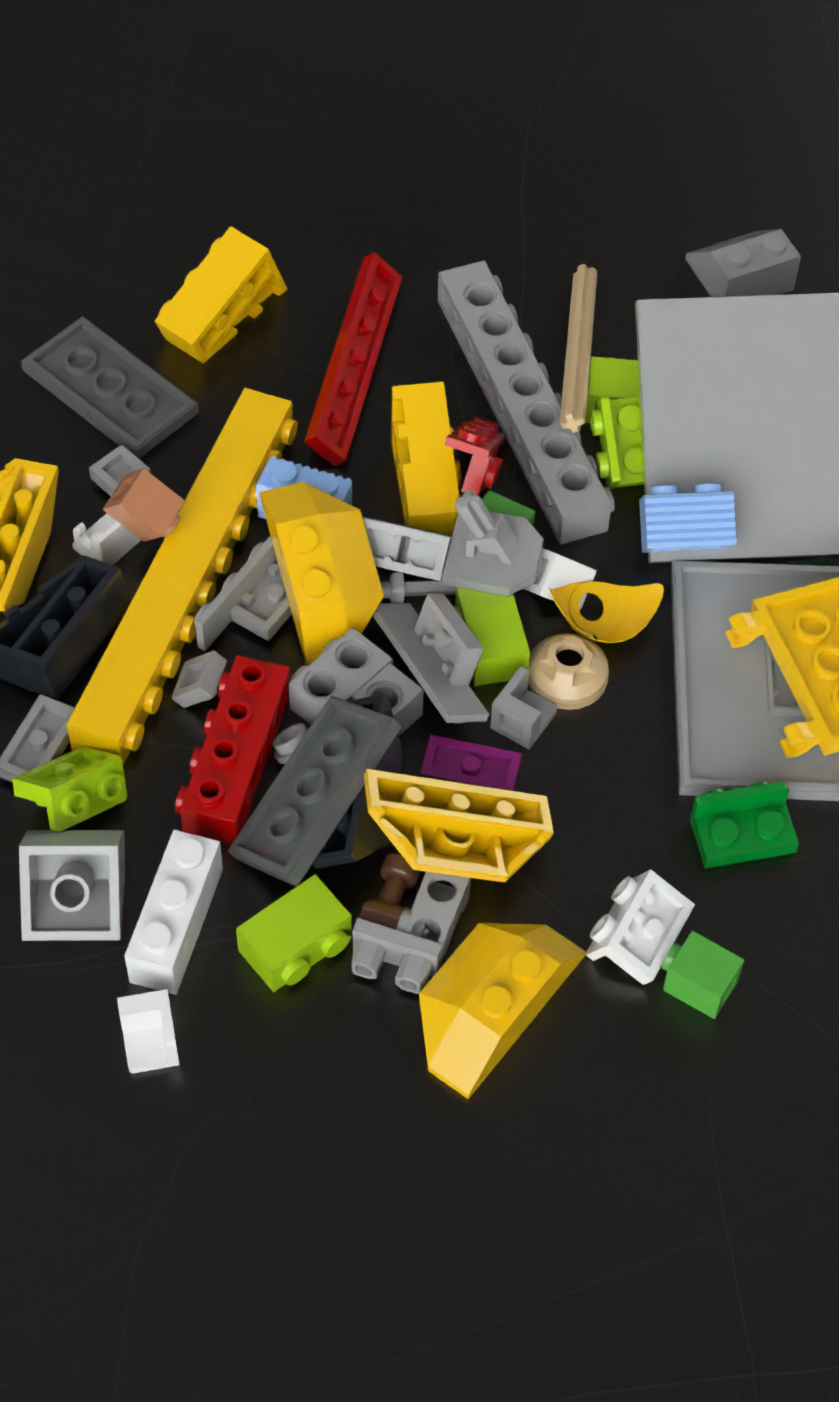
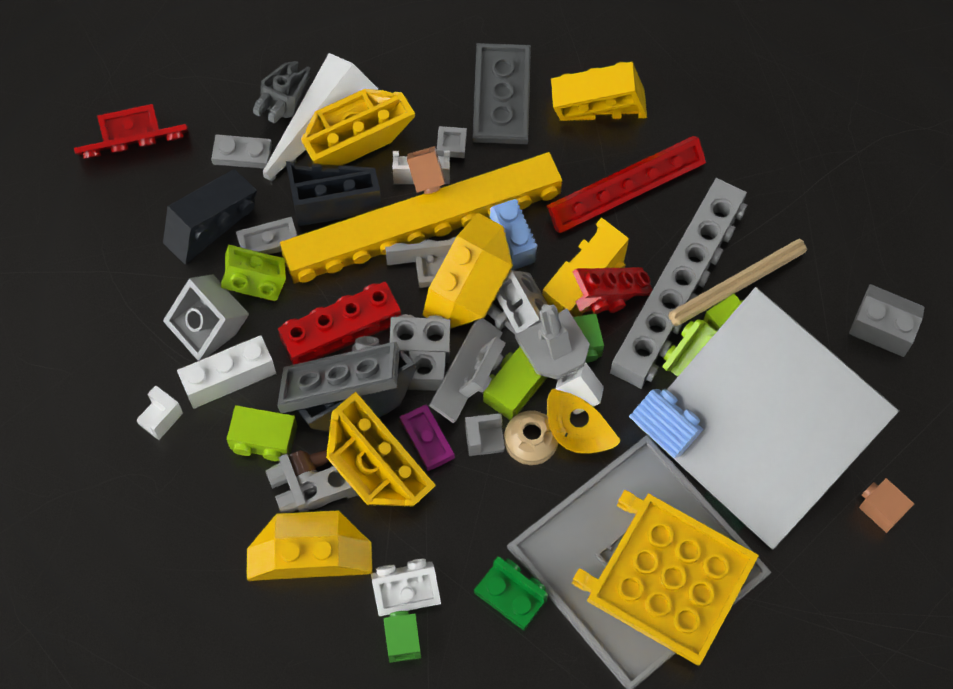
camera: 50 degrees right, 10 degrees up
(199, 679) = (364, 276): light grey plate -> none

